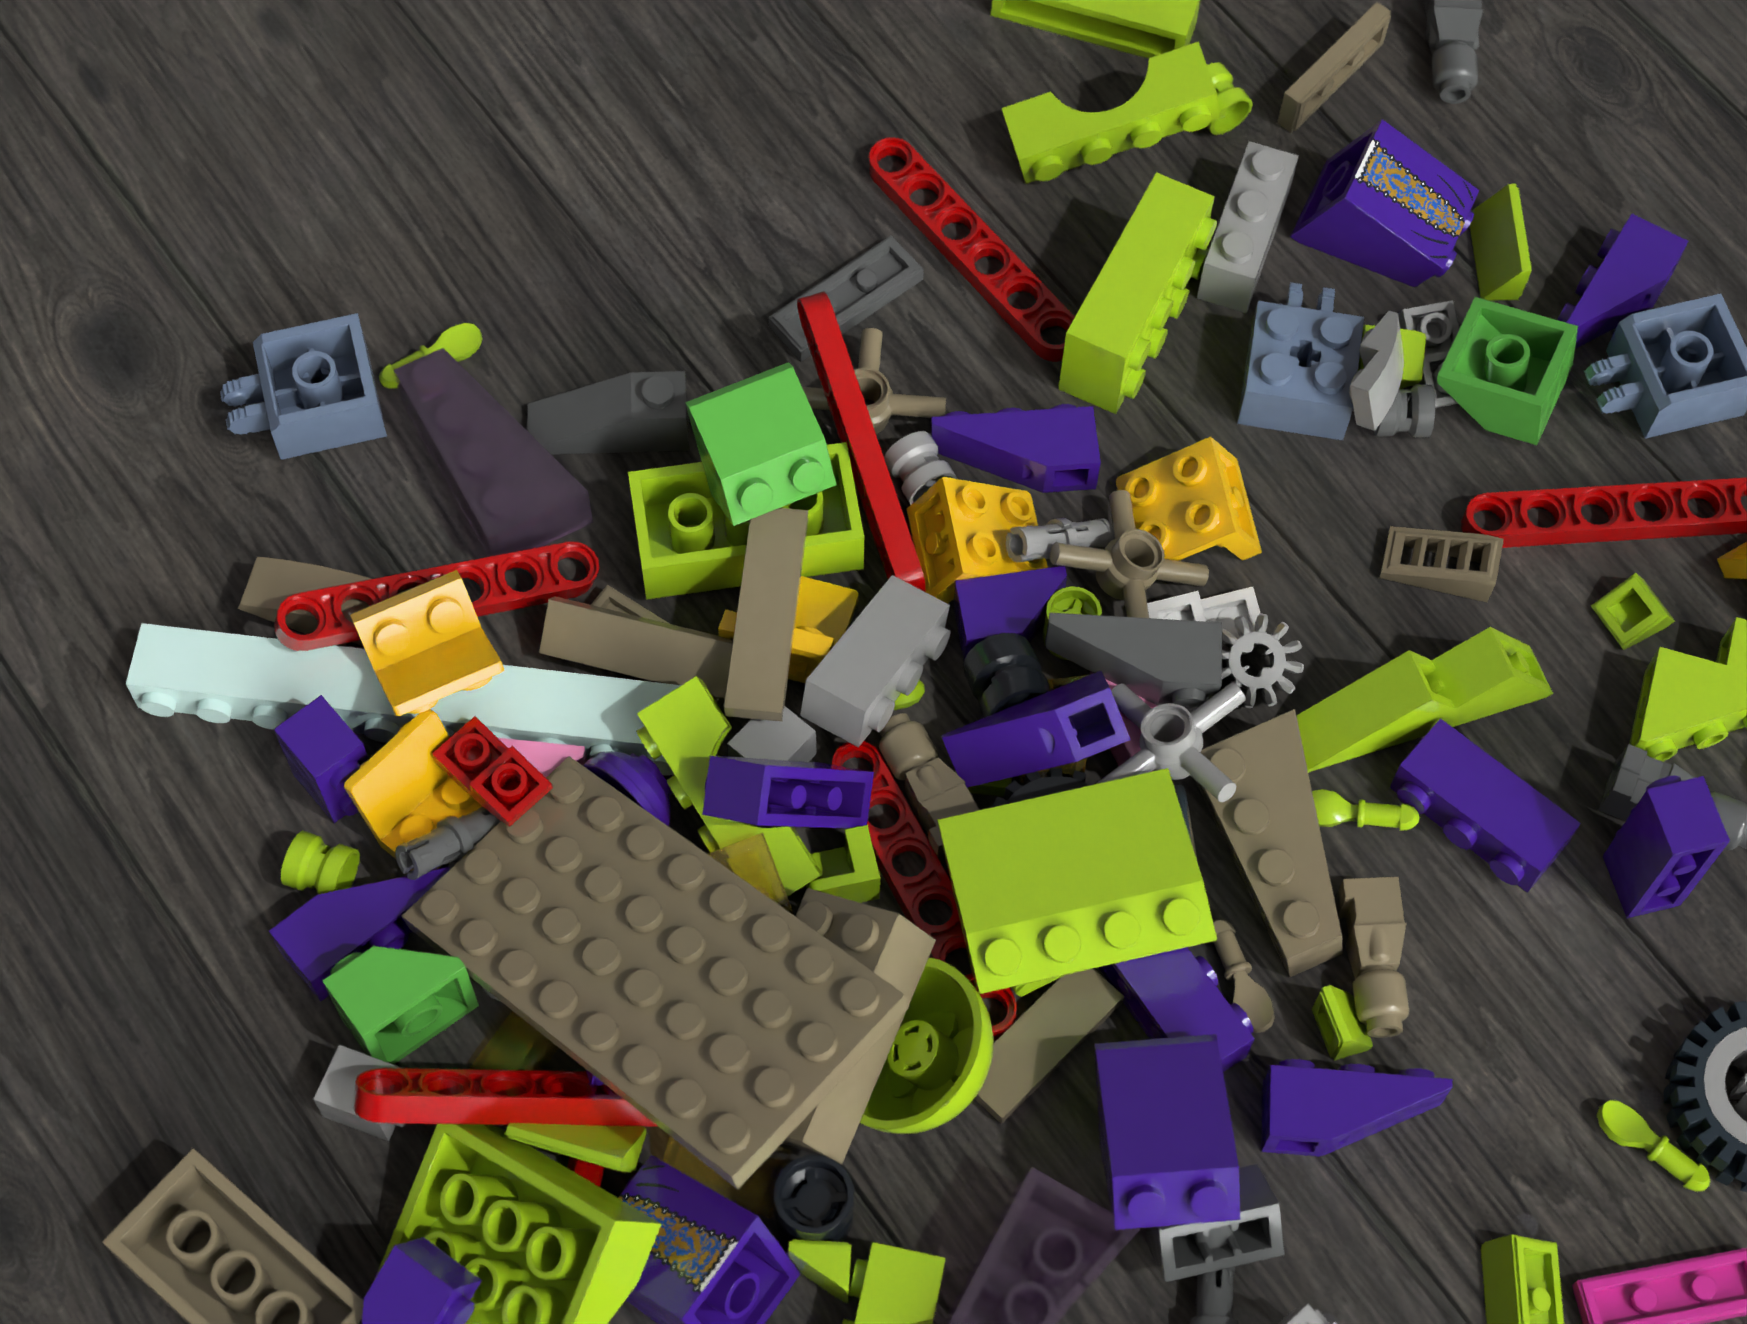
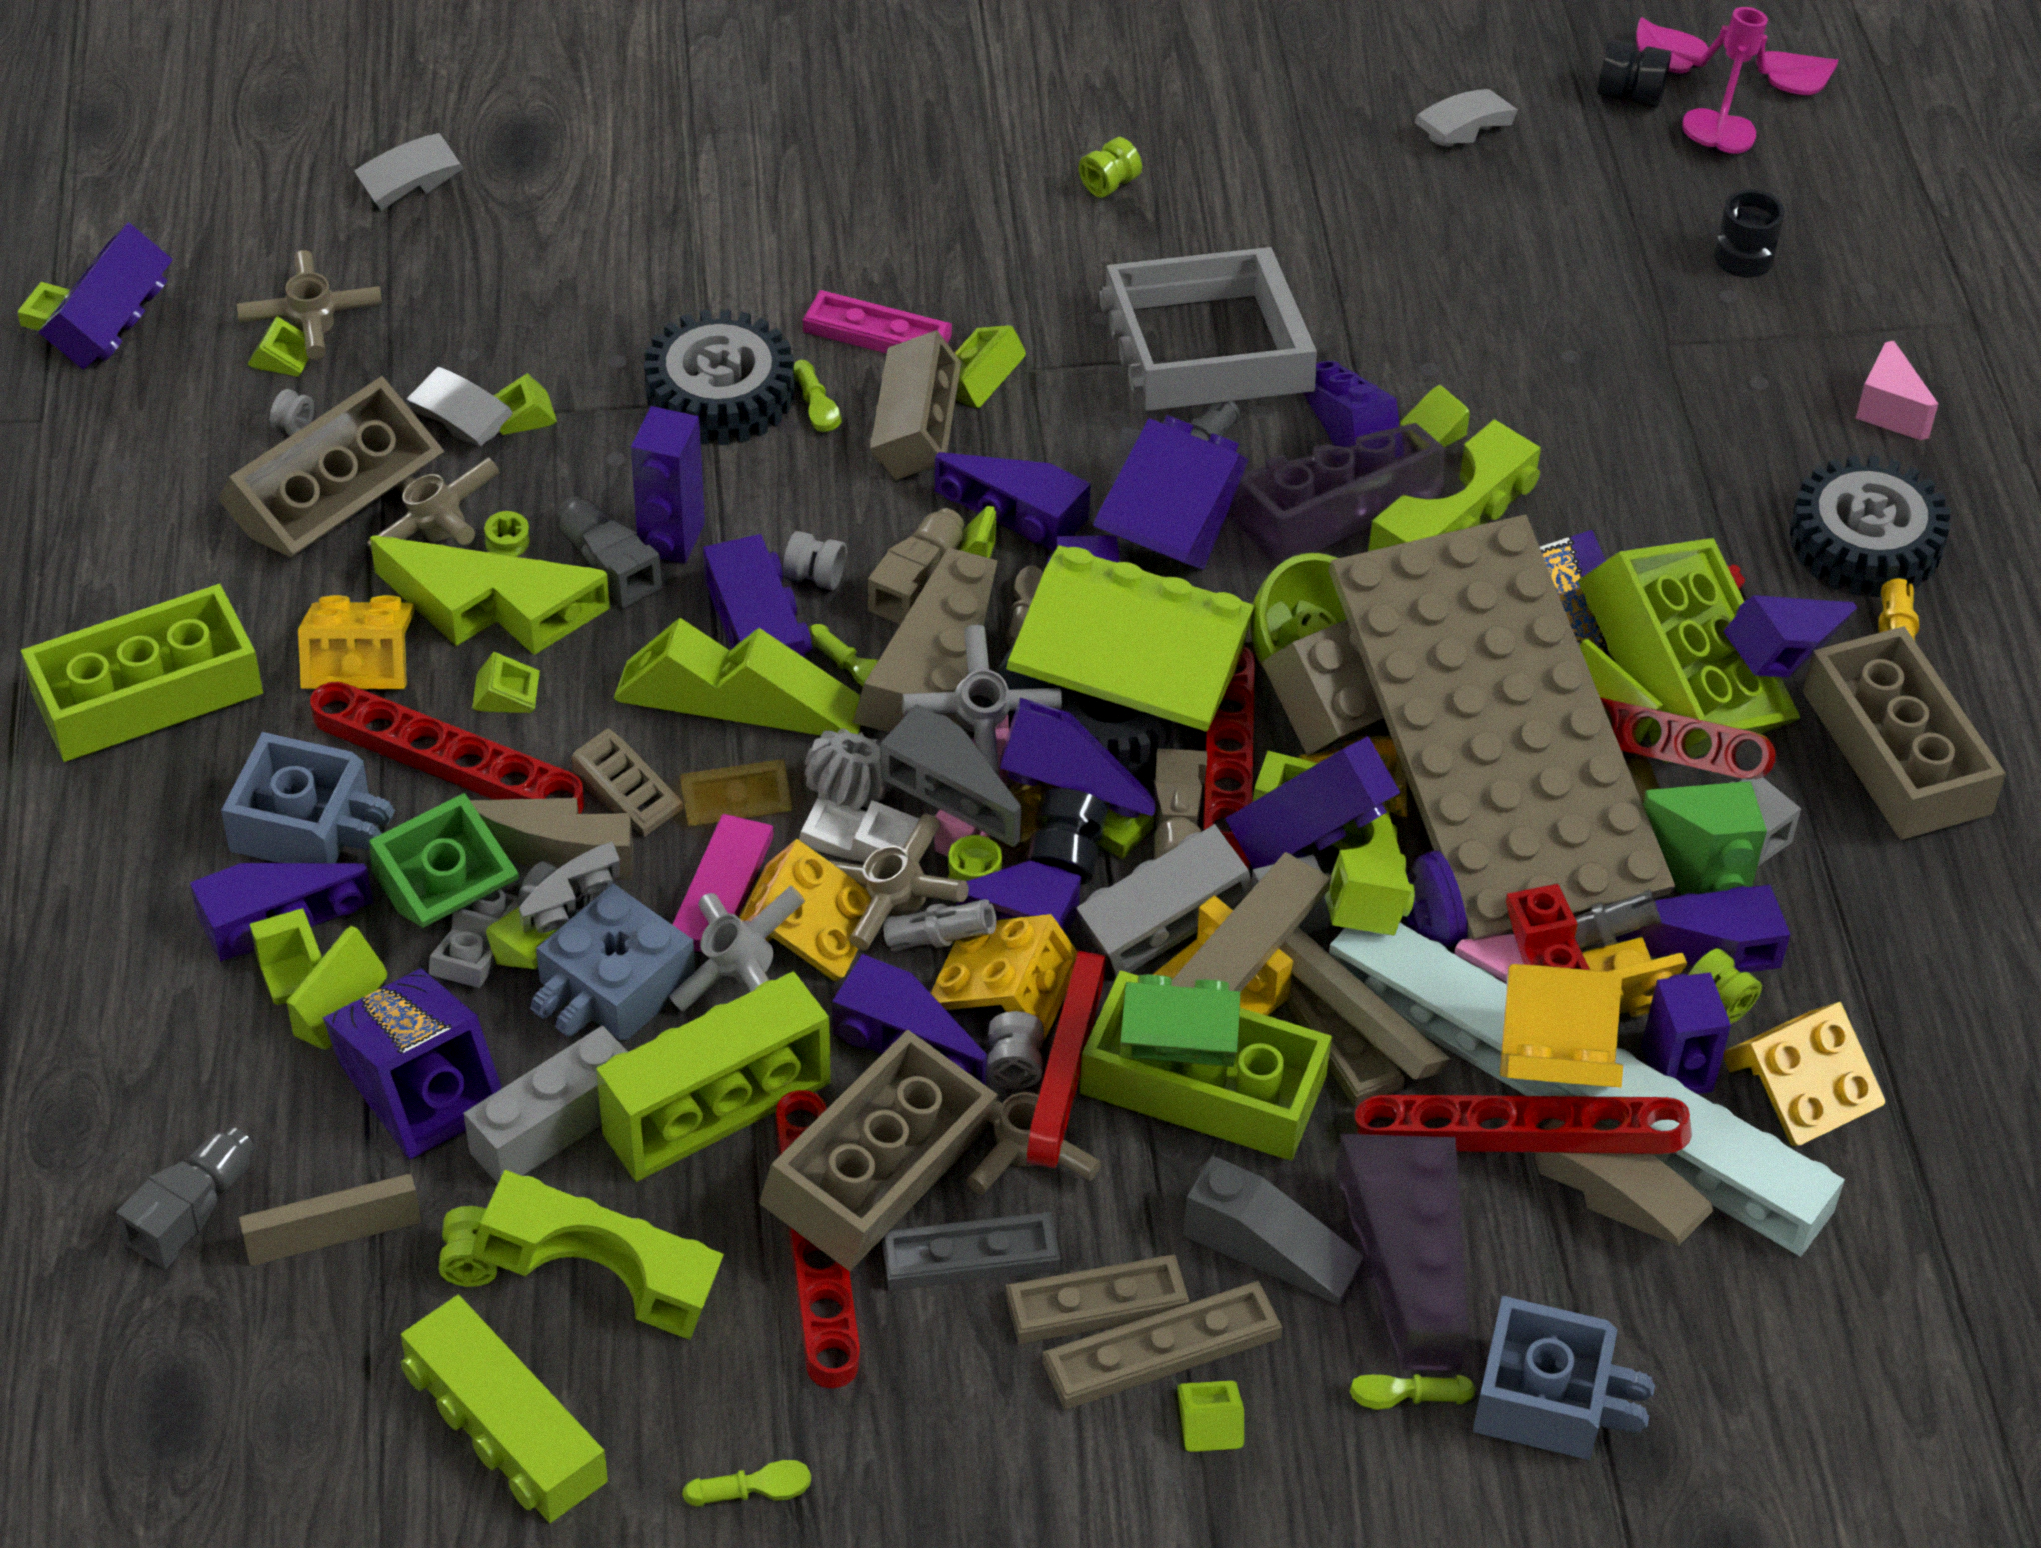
camera: 150 degrees left, 15 degrees down
(214, 820) = (1811, 1072): none -> yellow bracket
(582, 265) = (1211, 1416): none -> lime slope
(648, 299) = (1161, 1345): none -> dark tan tile
(721, 309) = (1095, 1298): none -> dark tan tile
(871, 61) = (776, 1481): none -> lime piece
(959, 292) = (877, 1149): none -> dark tan brick
(1208, 414) = (735, 945): none -> light grey bar
(1283, 512) = (725, 870): none -> dark pink tile
(1348, 613) = (735, 791): none -> clear yellow slope
(1449, 466) = (555, 831): none -> dark tan slope
(1479, 900) = (814, 560): none -> light grey wheel
(1531, 1162) = (915, 405): none -> dark tan brick
(1559, 258) = (285, 952): none -> lime panel

